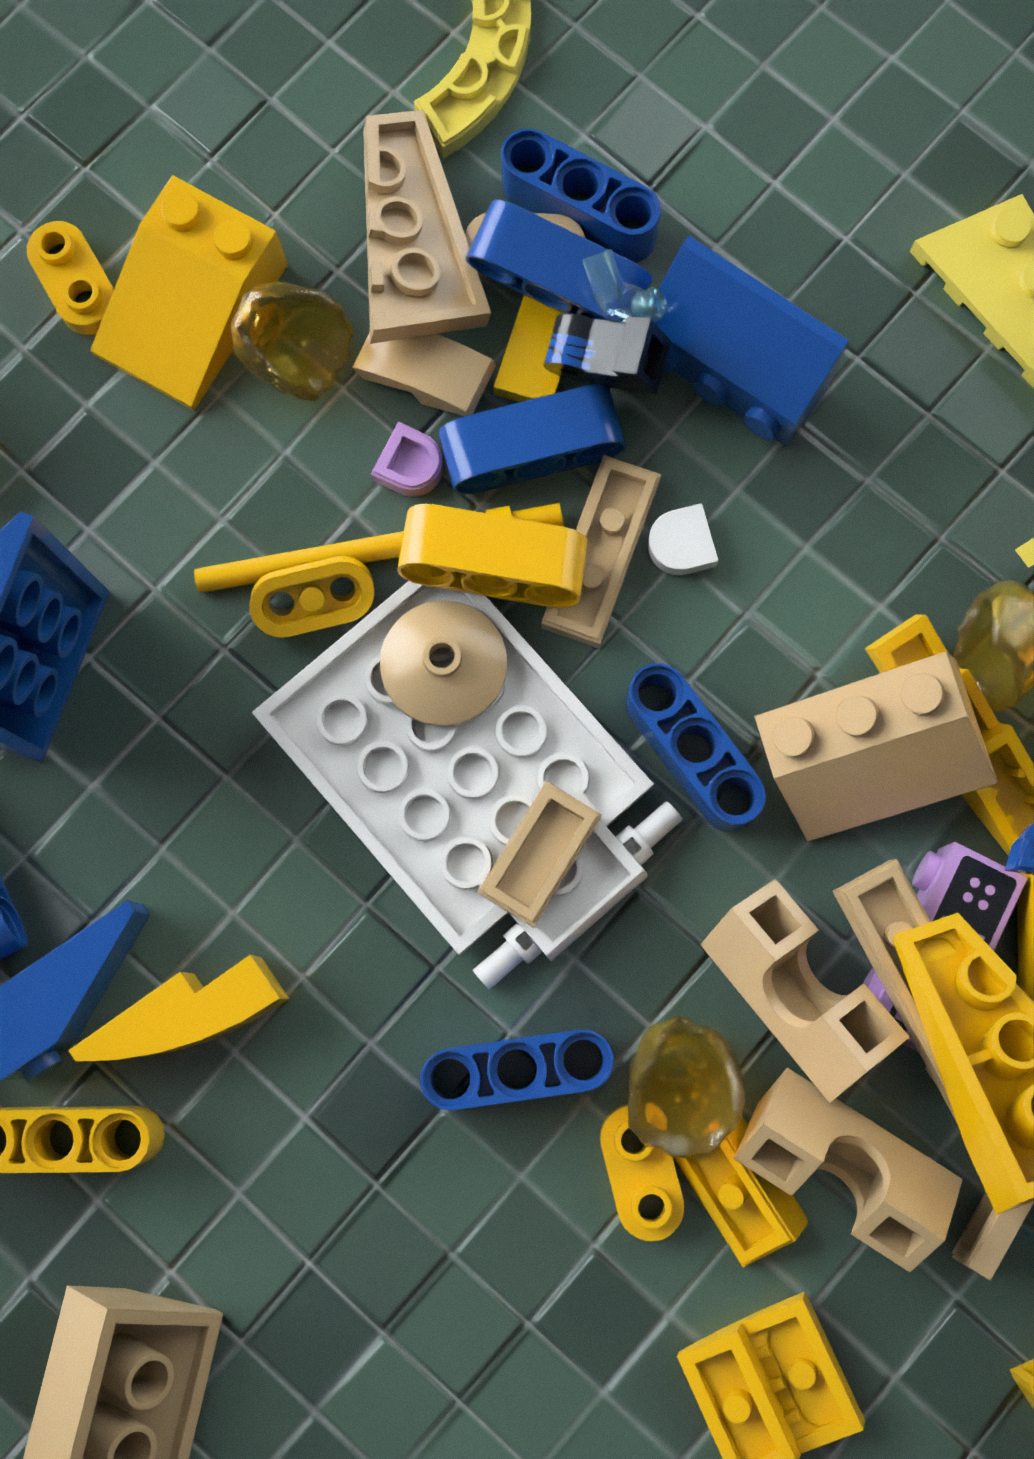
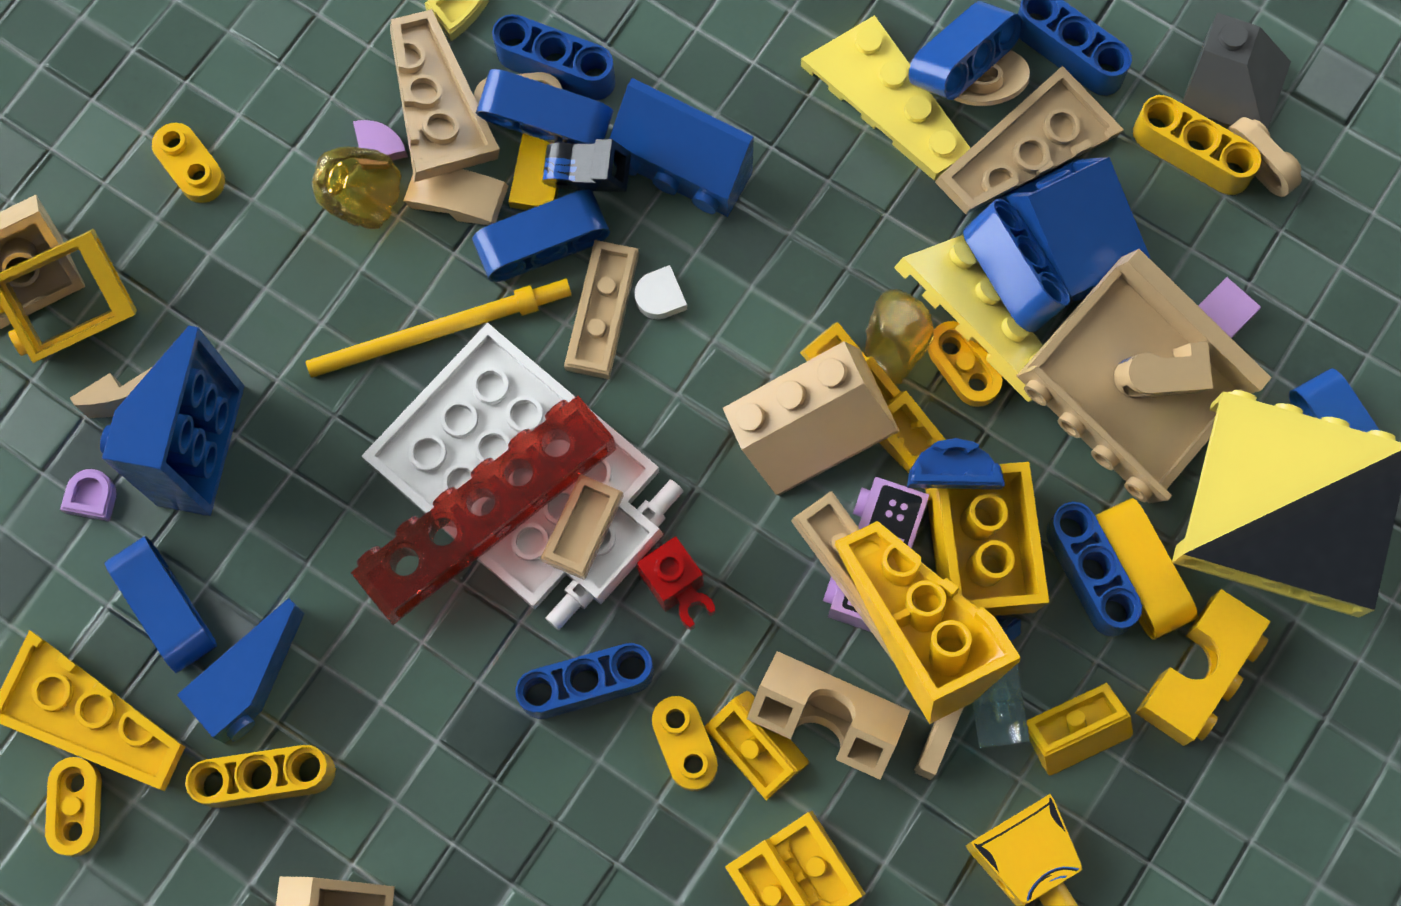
camera: 10 degrees left, 5 degrees down
(183, 289) = (272, 162): yellow slope -> none
(186, 1013) = (339, 678): yellow slope -> none
(253, 875) = (476, 534): none -> clear red brick
(314, 601) = (395, 369): yellow plate -> none
(331, 276) = (379, 137): none -> lavender tile
(409, 463) = (453, 264): lavender tile -> none
(449, 693) = (495, 423): tan dish -> none
(493, 556) = (522, 321): yellow beam -> none
(617, 298) = (589, 127): clear light blue arm -> none
(654, 941) = (674, 580): none -> red brick
(684, 1088) = (704, 674): clear yellow hair -> none
(686, 717) = (677, 418): blue beam -> none
(765, 958) = (751, 575): tan arch -> none

